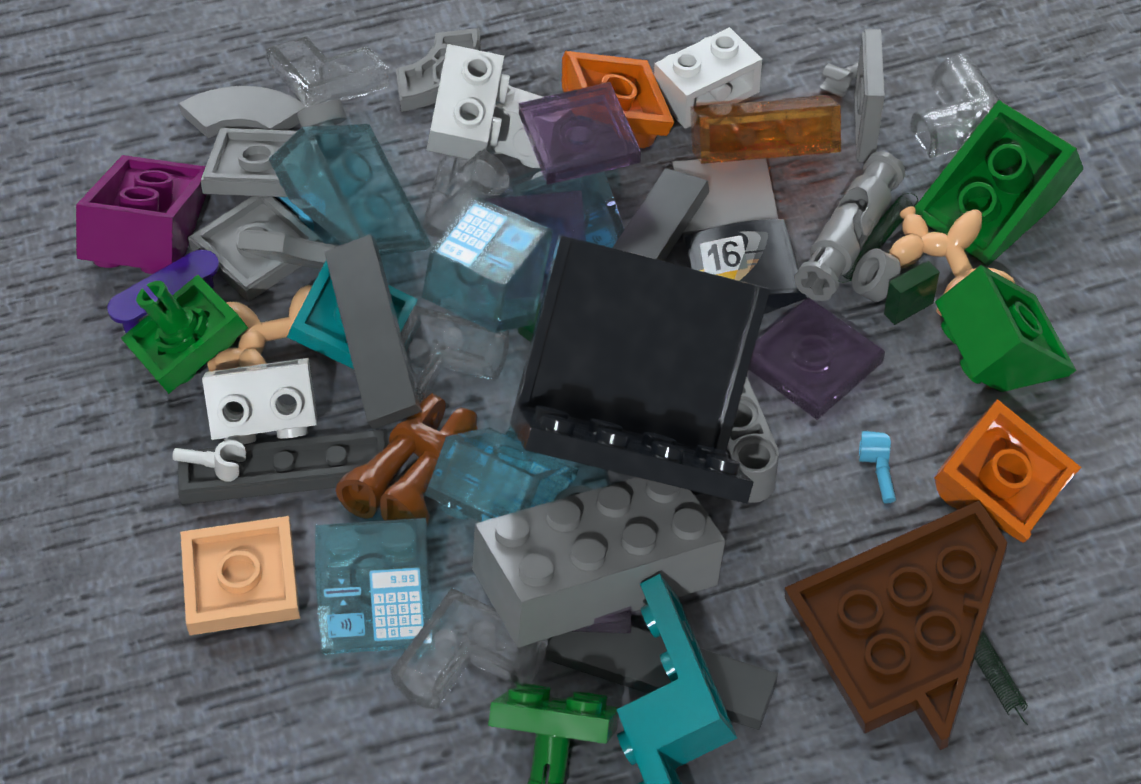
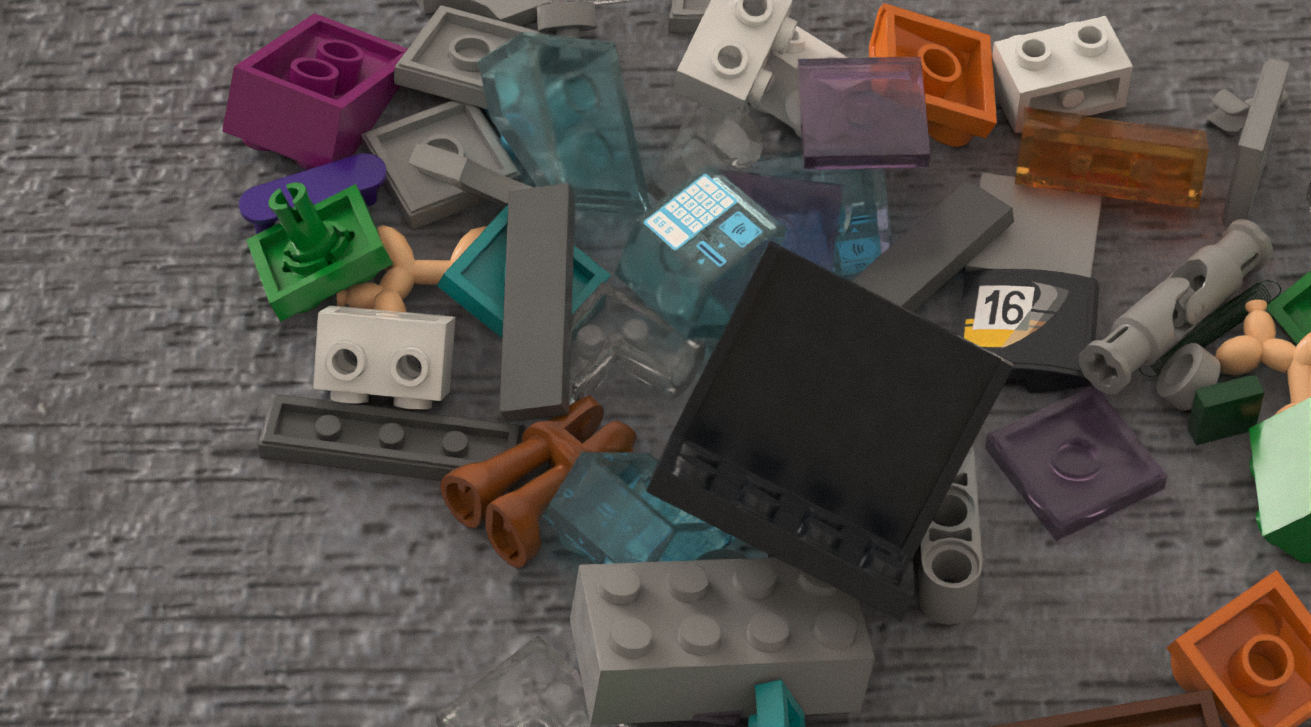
camera: 15 degrees right, 0 degrees up
(224, 451) = (321, 407): white hand -> none
(239, 575) = (299, 558): light nougat plate -> none
(372, 584) = (448, 606): clear light blue slope -> none
(876, 449) = (1111, 594): medium azure hand -> none

